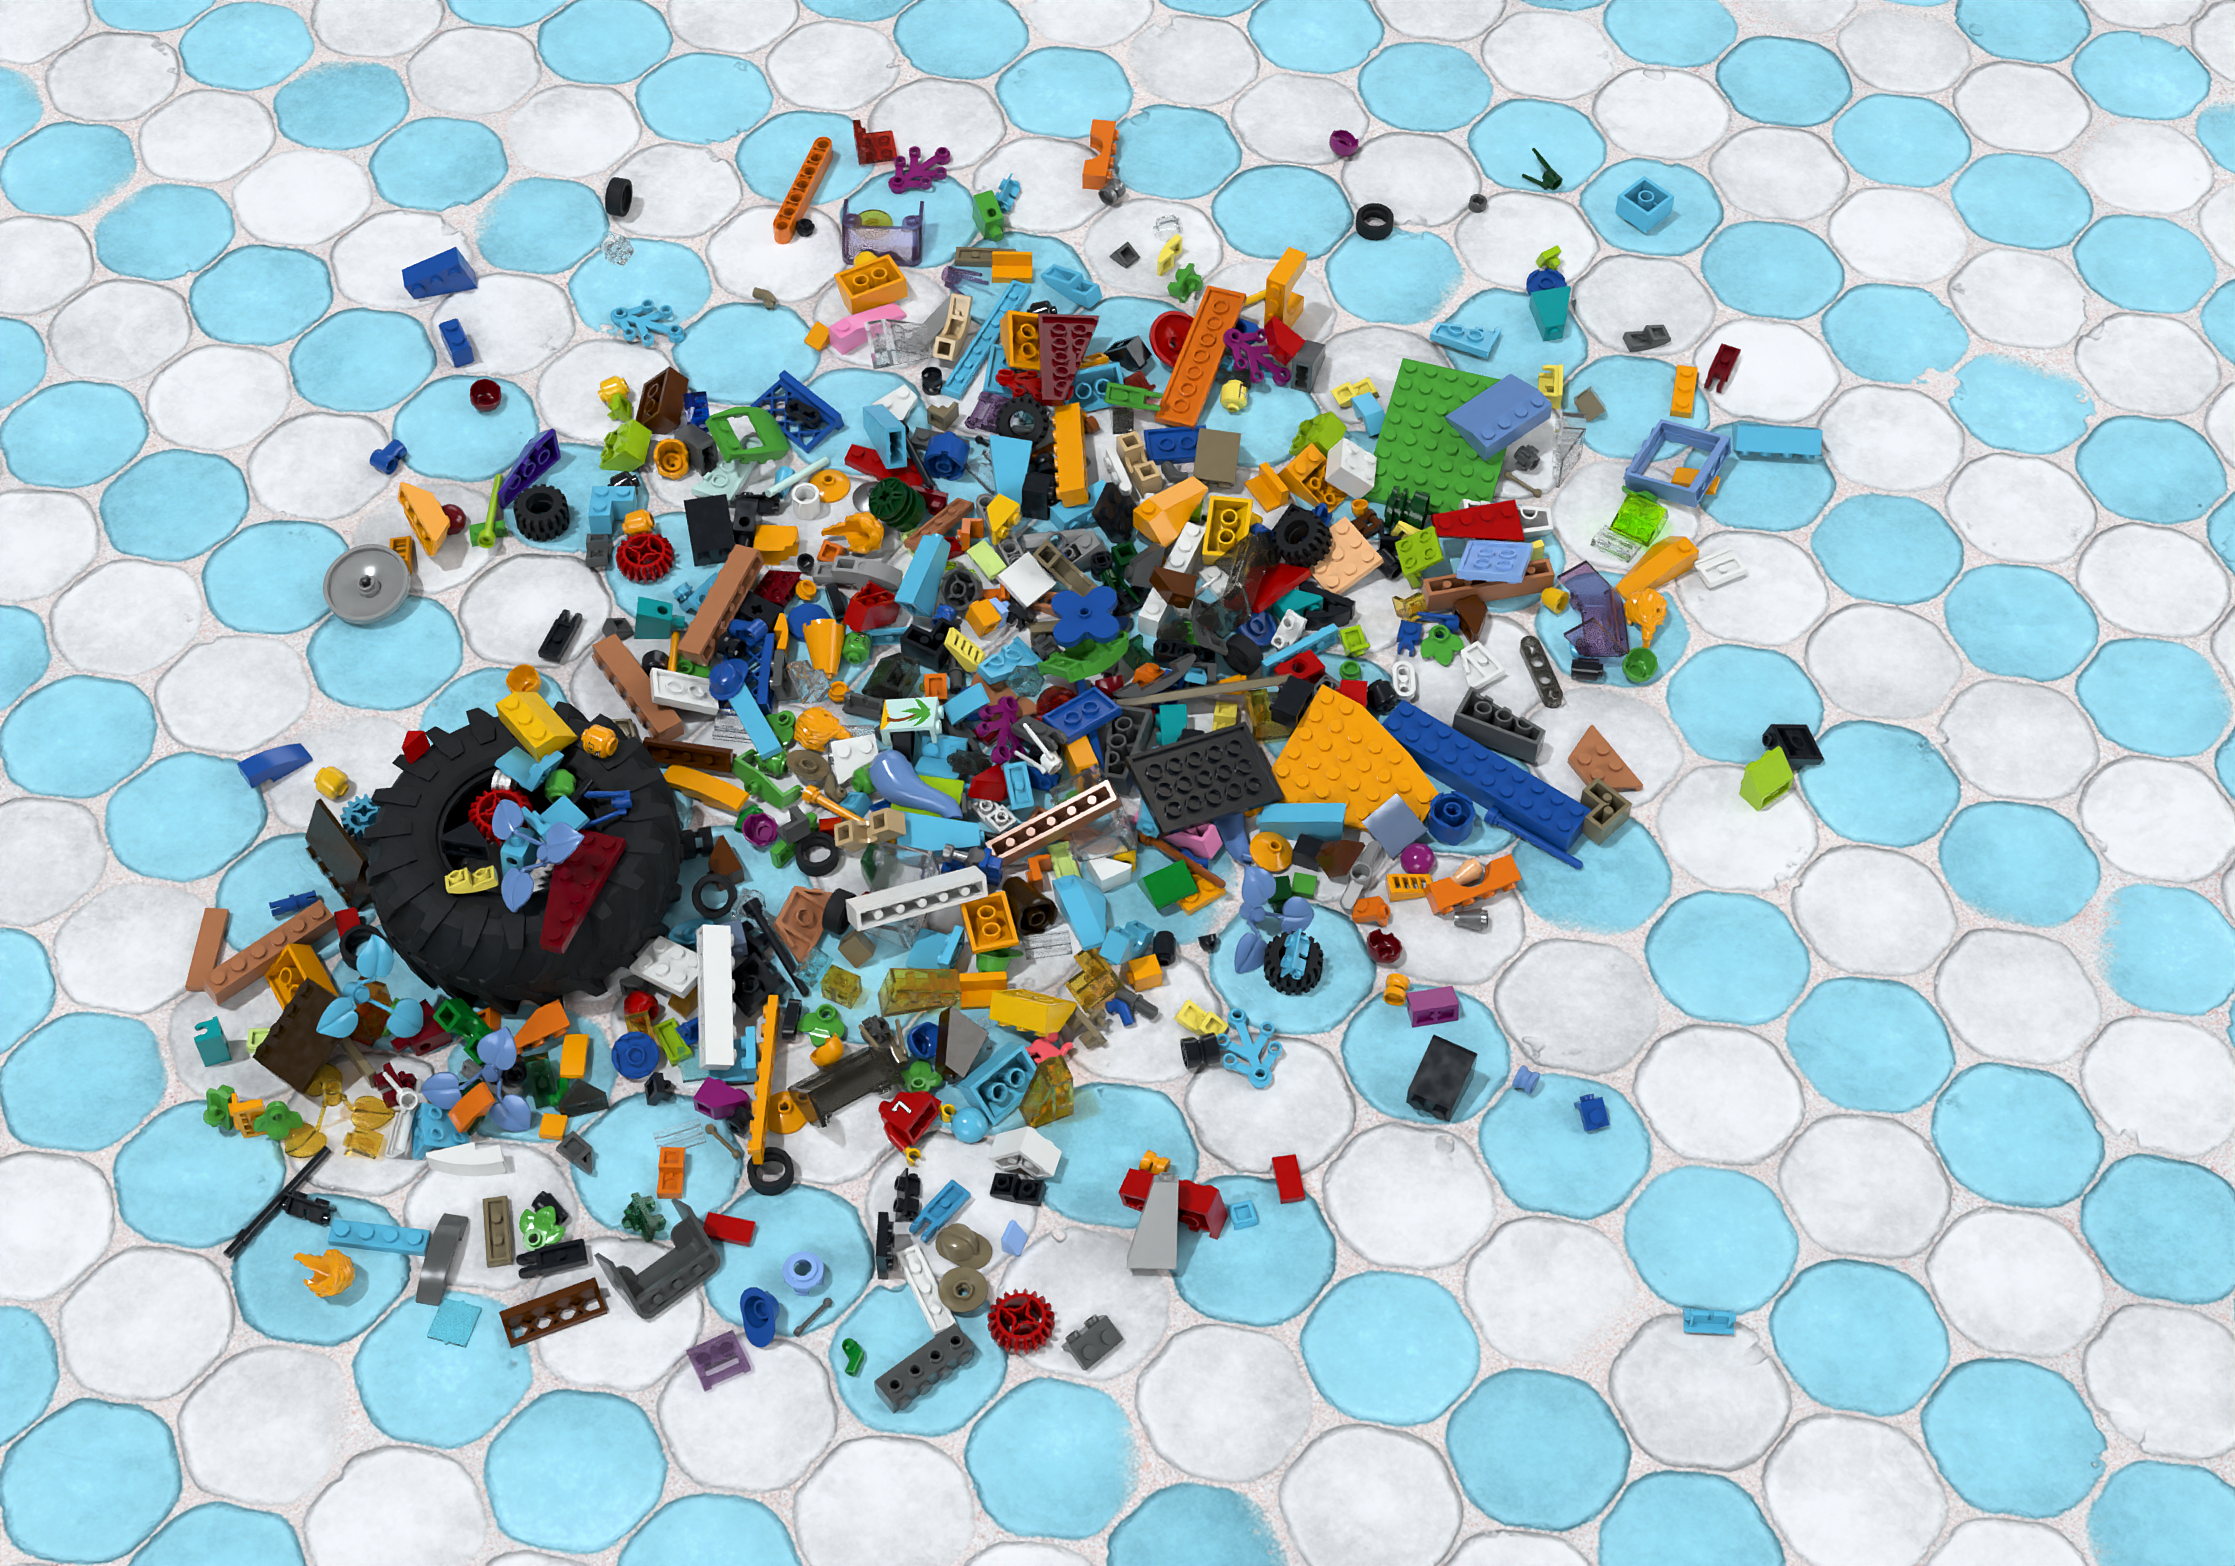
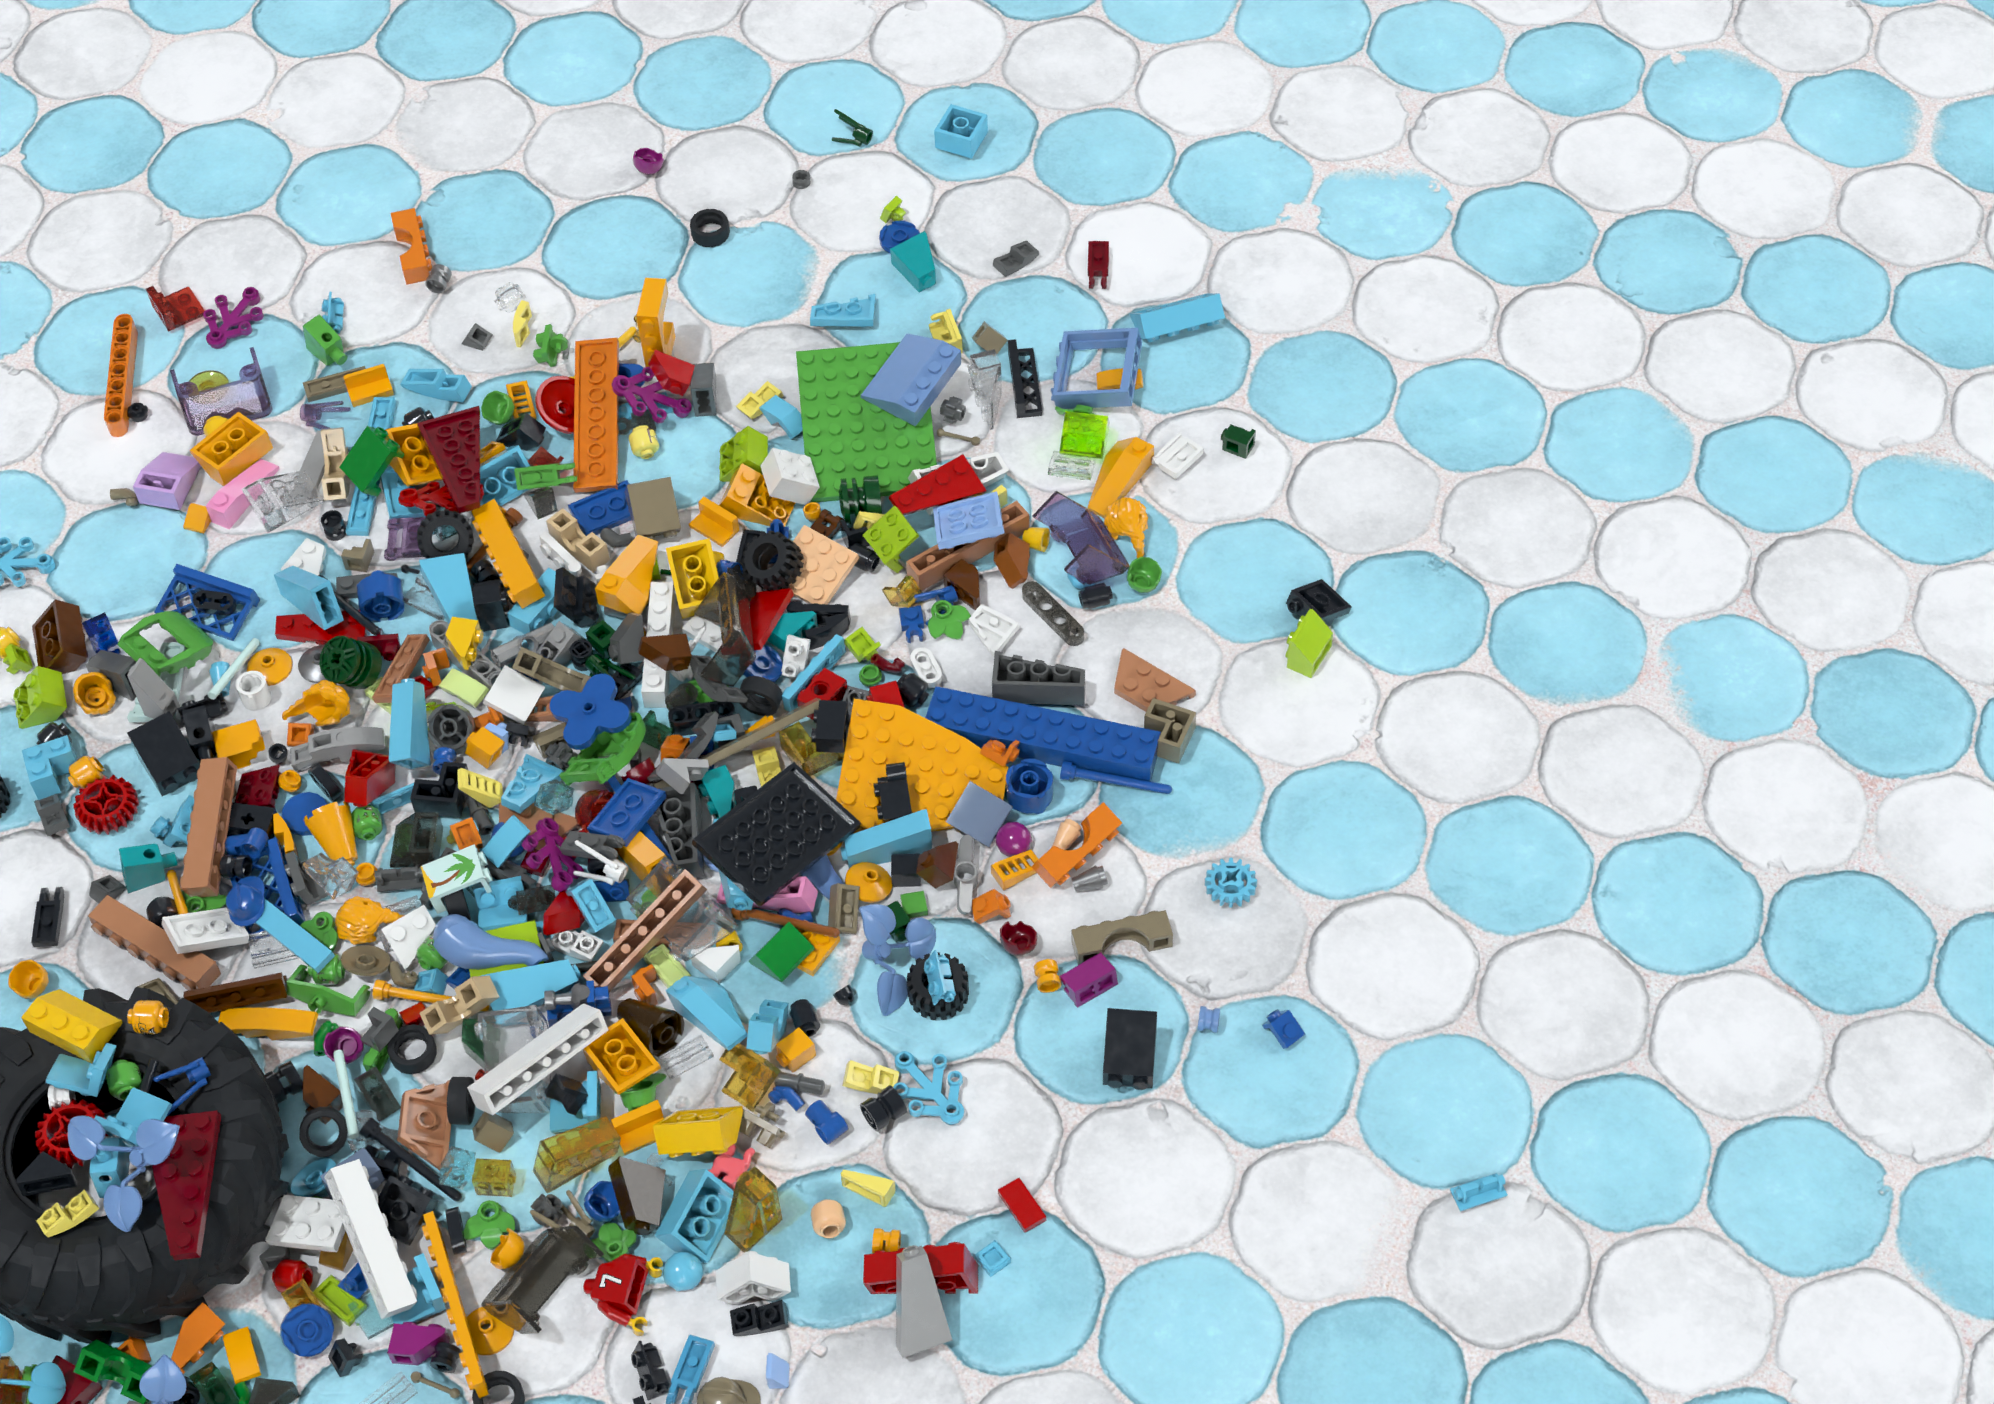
camera: 20 degrees left, 0 degrees up
(718, 472) = (151, 691): none -> light grey slope
(744, 872) = (346, 1094): none -> light aqua bar
(771, 880) = (376, 1093): none -> clear smoke slope
(805, 295) = (166, 480): none -> lavender slope
(931, 935) = (567, 1091): none -> black panel
(984, 332) = (370, 459): none -> green panel
(1112, 1126) = (828, 1218): none -> light nougat head
(1116, 323) = (497, 407): none -> bright green hair
(1140, 311) = (517, 388): none -> light orange slope
(1140, 694) = (681, 771): none -> light grey slope
(1146, 1046) = (827, 1124): none -> blue piece
(1160, 1113) = (871, 1187): none -> light yellow slope
(1233, 871) = (844, 908): none -> dark tan slope
(1323, 779) = (893, 793): none -> black hinge
(1367, 666) = (885, 665): none -> dark red arm
(1435, 779) = (998, 753): none -> orange bracket
(1505, 981) = (1149, 929): none -> dark tan arch
(1523, 610) = (1012, 559): none -> dark orange slope
(1599, 448) = (1020, 383): none -> black fence
(1599, 967) = (1230, 882): none -> medium azure gear
(1683, 391) = (1072, 298): light orange plate -> none
(1783, 572) = (1238, 440): none -> dark green brick

